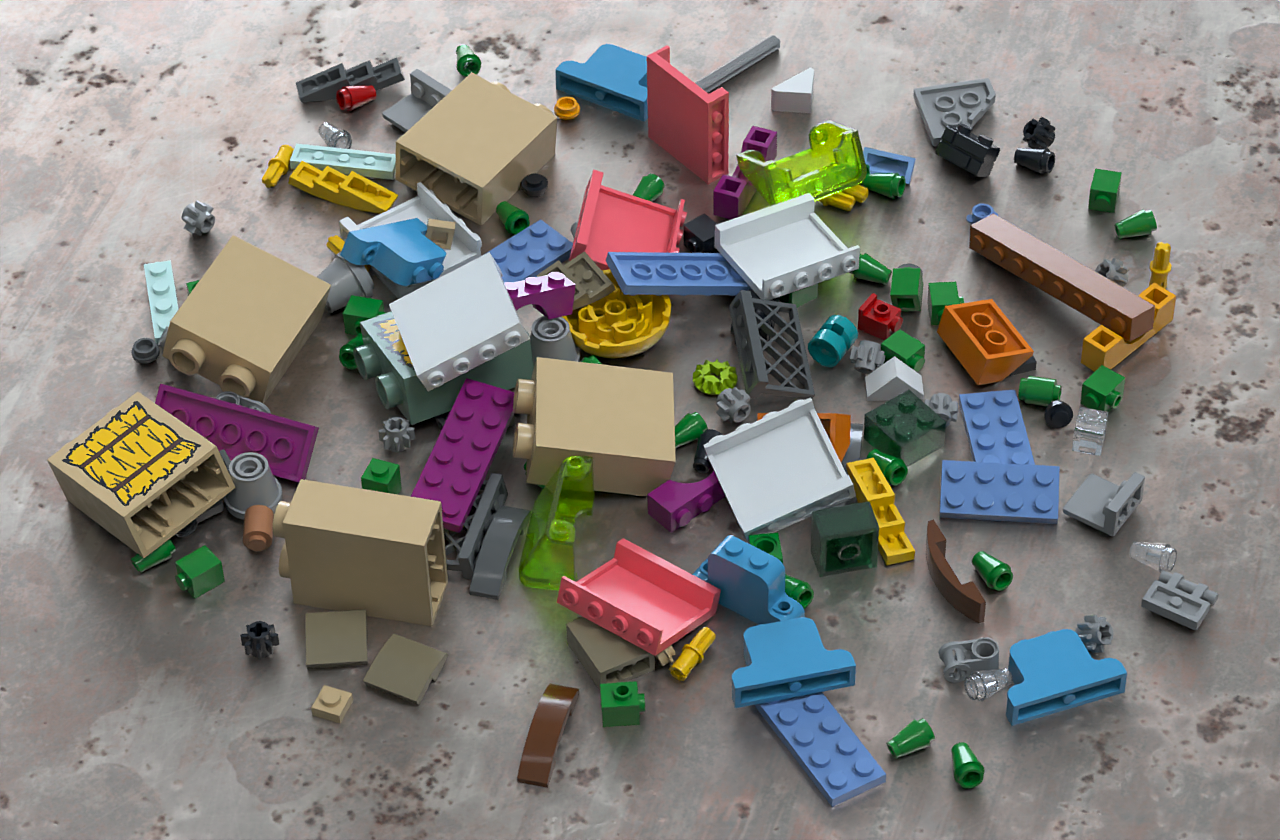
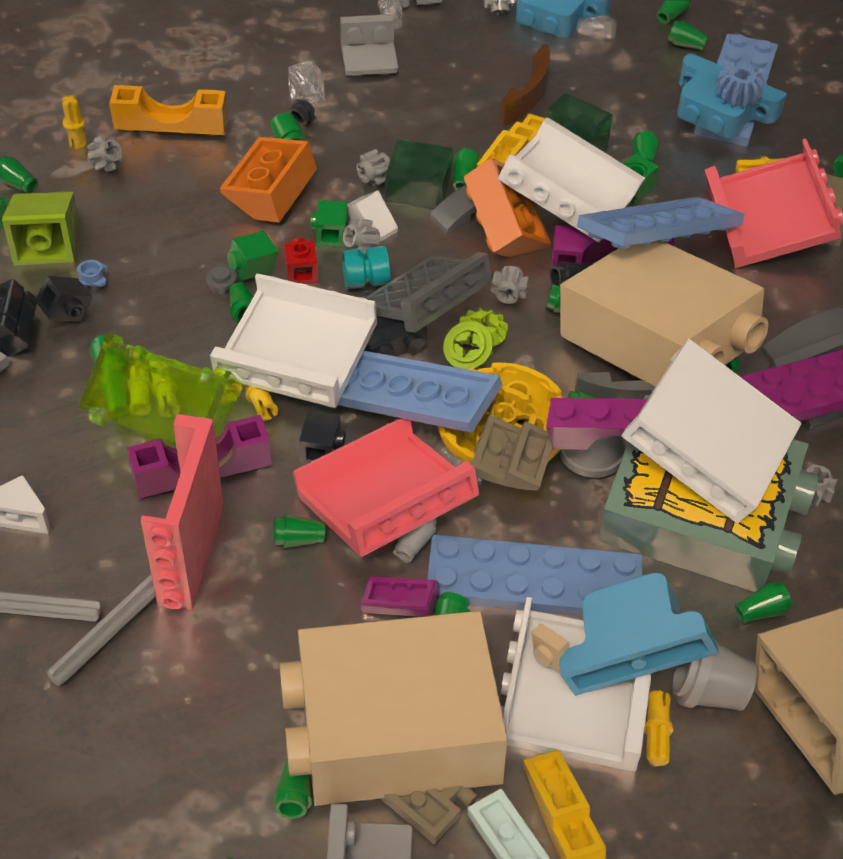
camera: 135 degrees left, 5 degrees up
(359, 310) = (727, 625): green brick -> none
(550, 206) = (400, 596): none -> magenta plate
(551, 534) = (793, 284): clear neon green windscreen -> none
(566, 108) = (221, 709): light orange plate -> none
(609, 79) = (131, 693): dark azure brick -> none
(672, 474) = (659, 221): none -> medium blue plate
(701, 348) = (462, 334): none -> lime gear
(749, 582) = (684, 153): dark azure brick -> none
(766, 640) = (739, 85): none -> medium blue gear
(888, 162) = (67, 372): light blue slope -> none
(941, 295) = (239, 224): green brick -> none
(958, 182) = (63, 298): none -> black brick
(969, 657) = (589, 41): light grey piece -> none
(993, 571) = (500, 68): green cone -> none
(995, 427) = (365, 129): medium blue plate -> none
(999, 491) = (421, 101): medium blue plate -> none
(1053, 203) = (41, 228): none -> lime slope
(1062, 277) = (145, 171): dark orange brick -> none
(1103, 390) = (251, 100): green brick -> none

